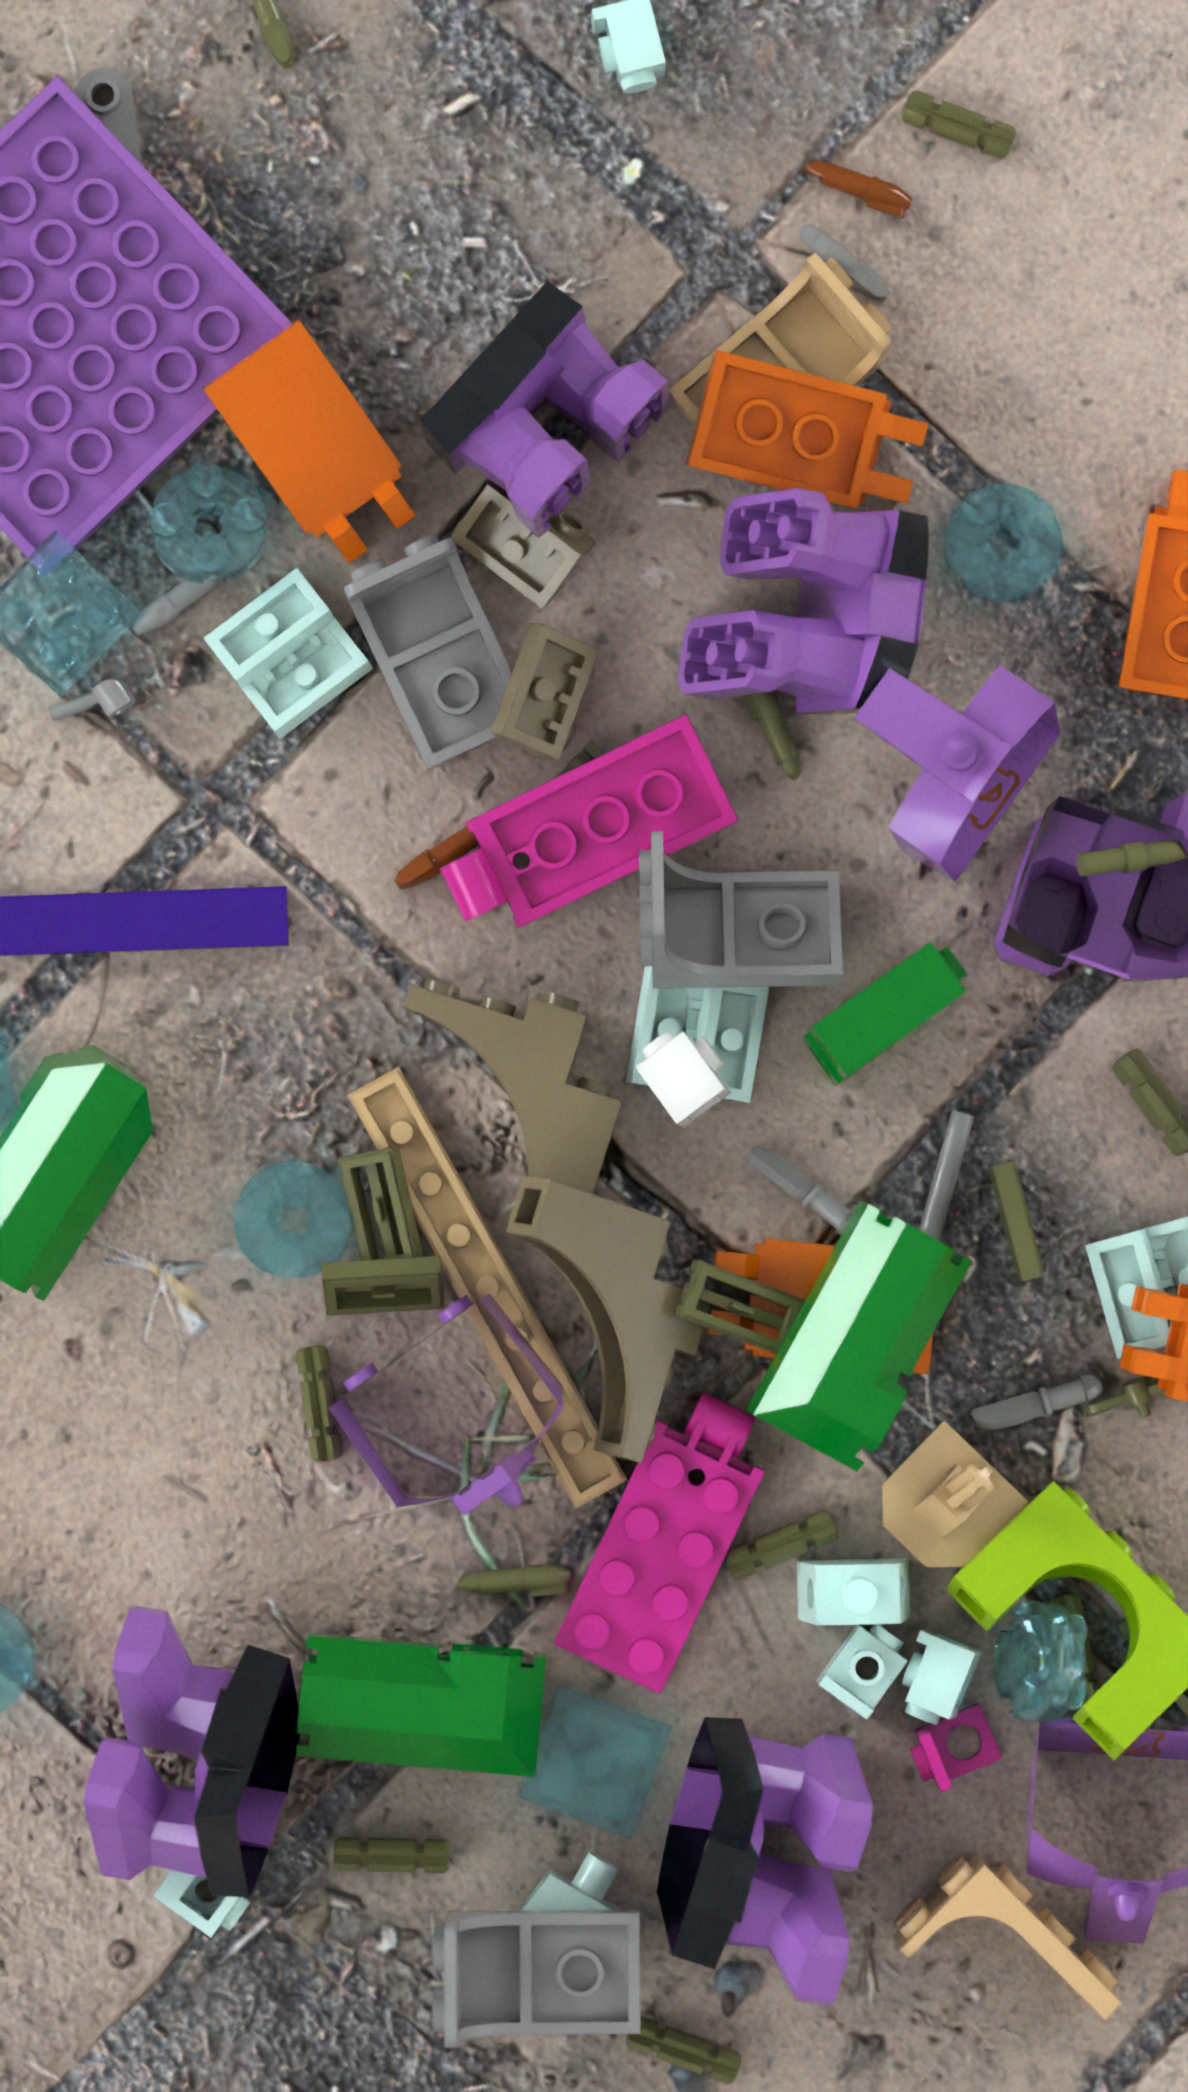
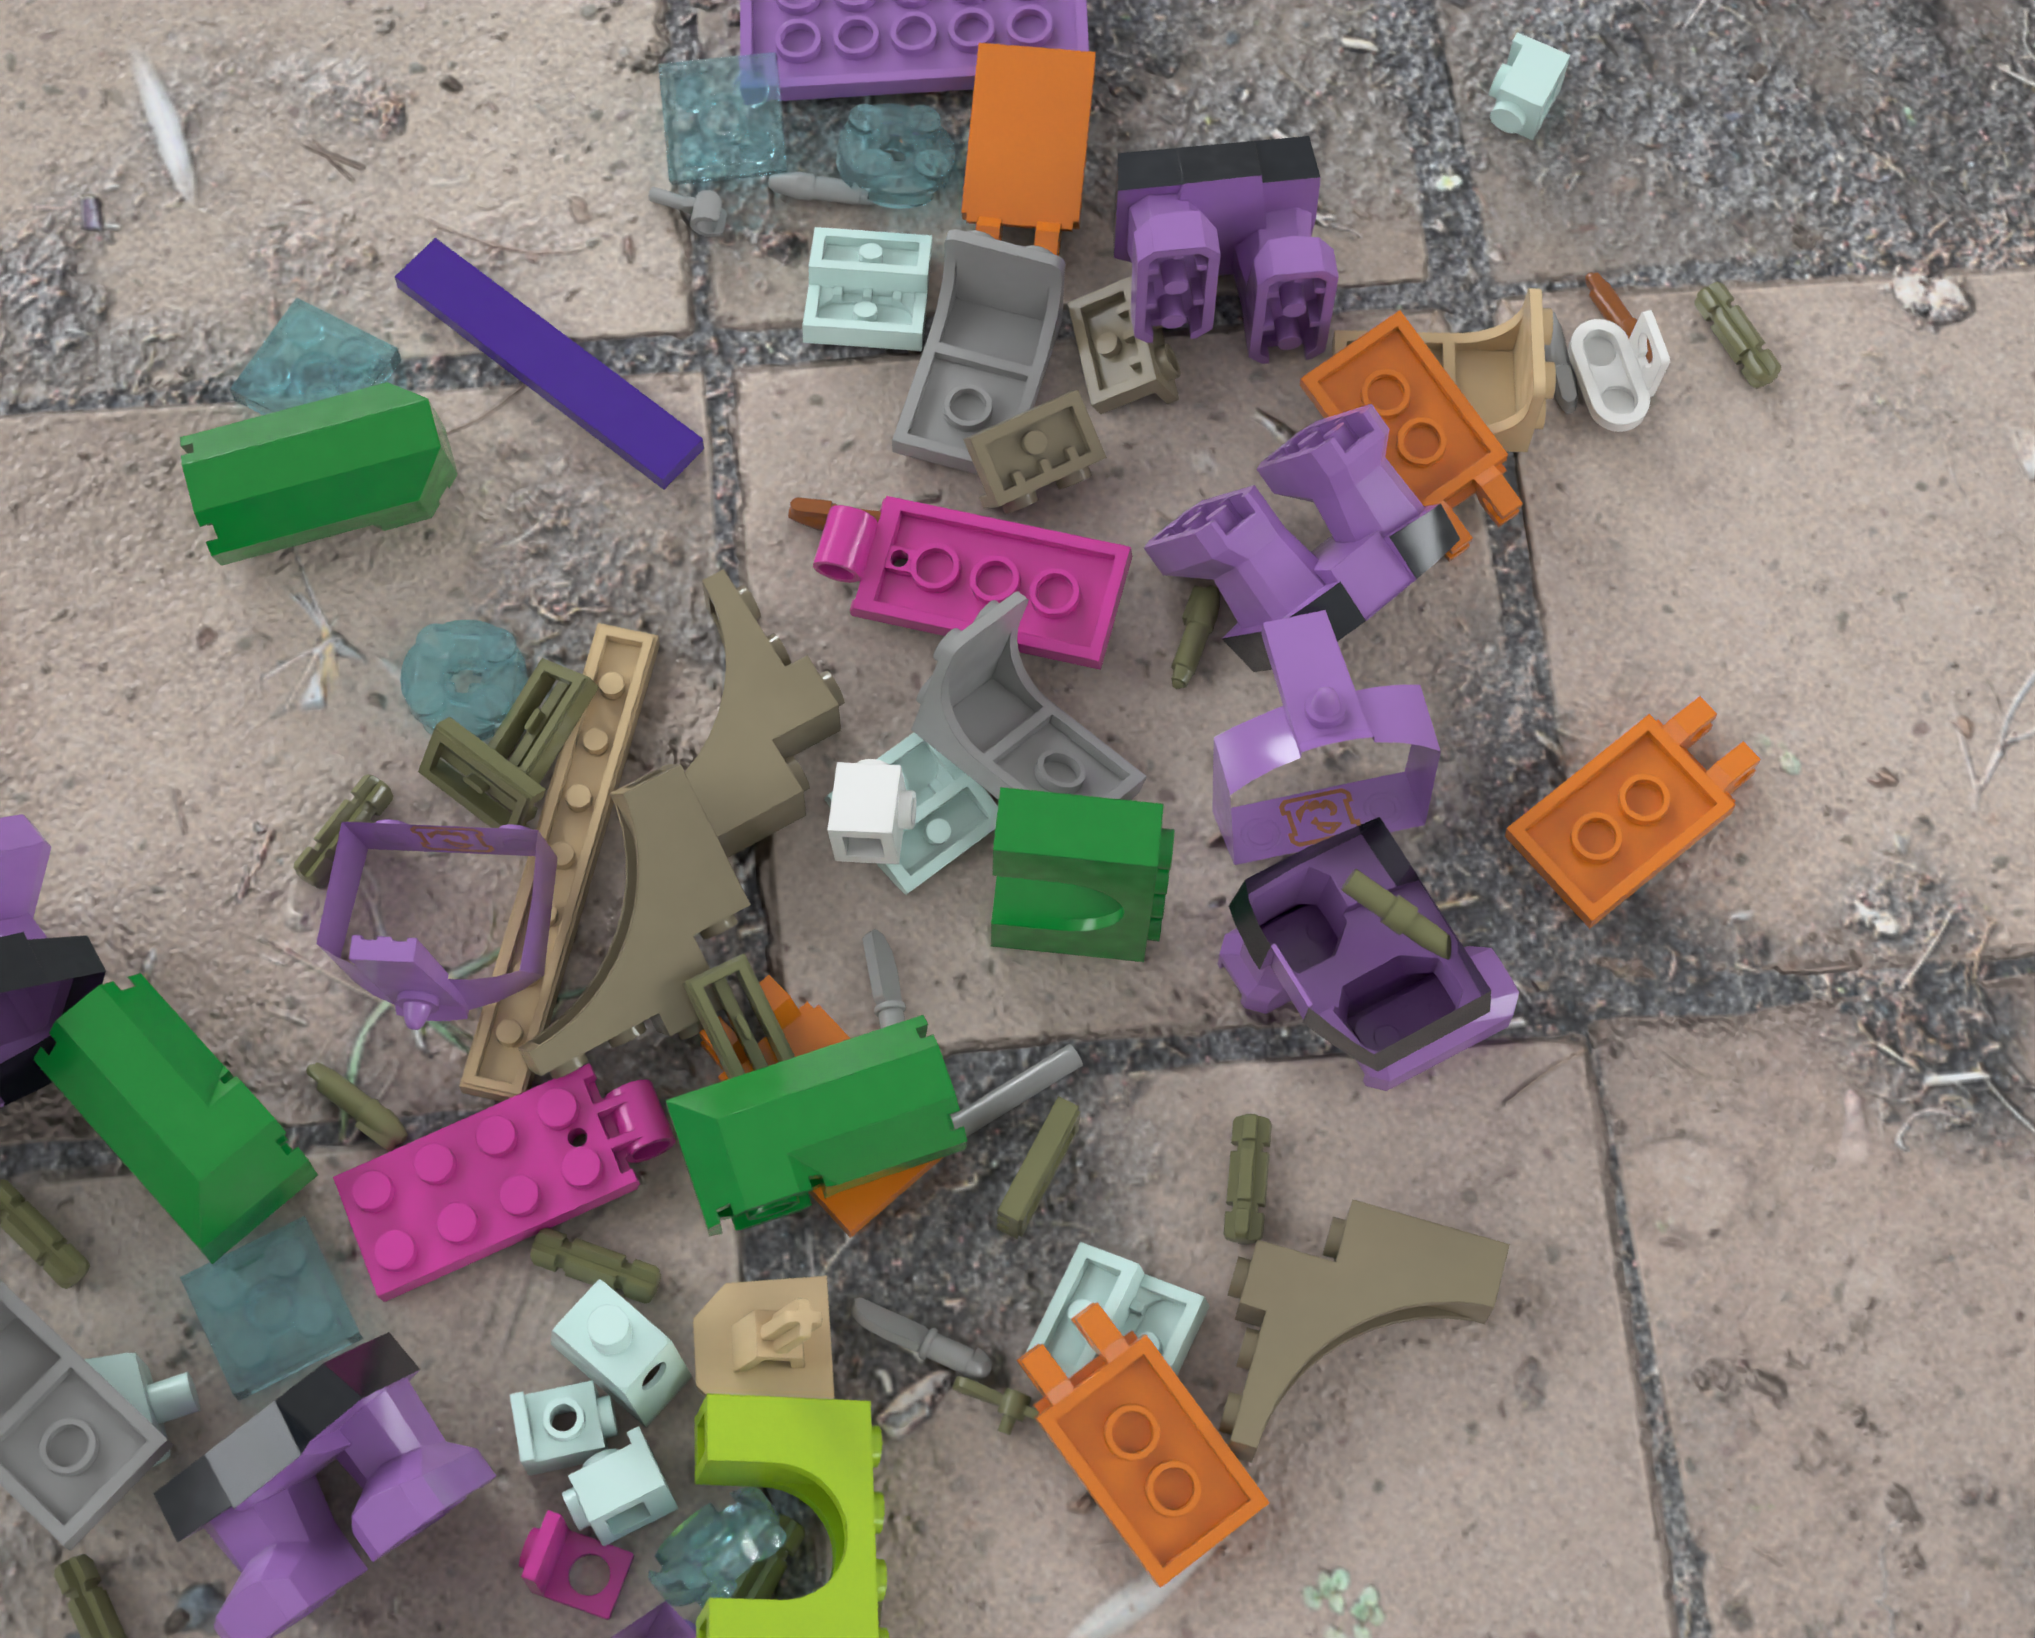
camera: 40 degrees right, 20 degrees down
(899, 242) = (1616, 370): none -> white bracket
(1030, 522) = (1512, 618): clear light blue plate -> none

